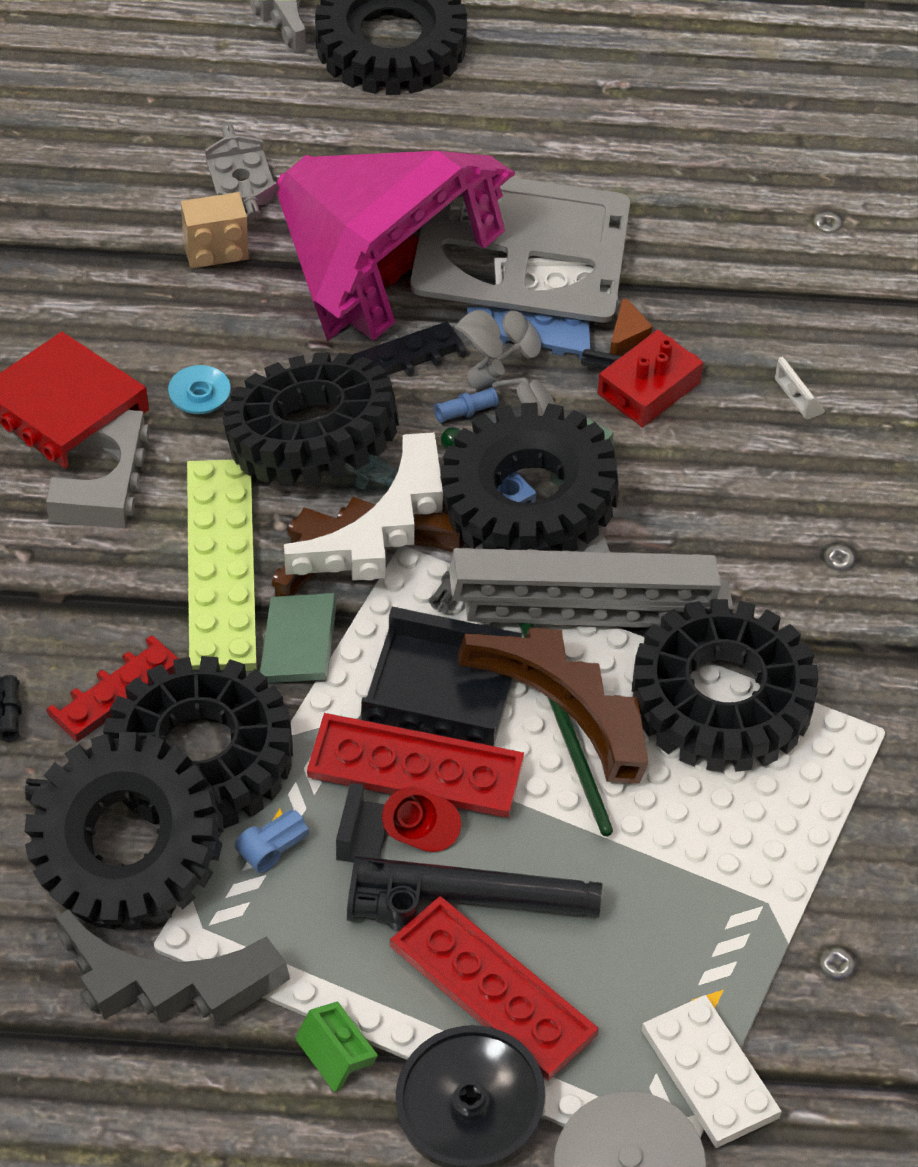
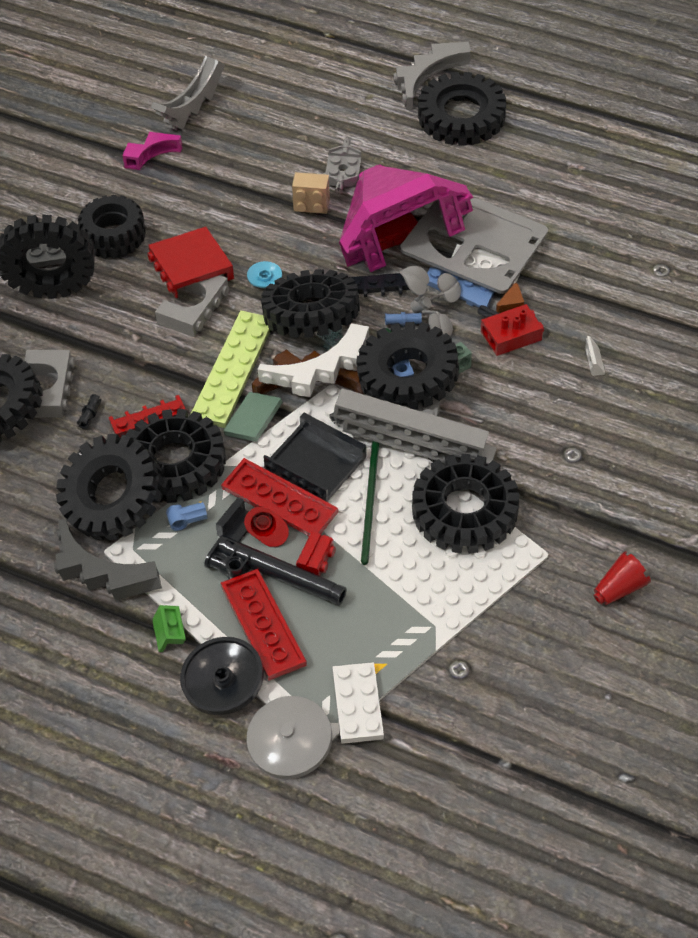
camera: 25 degrees right, 0 degrees up
(524, 840) = (316, 553): none -> red brick
(577, 687) = (381, 480): reddish brown arch -> none

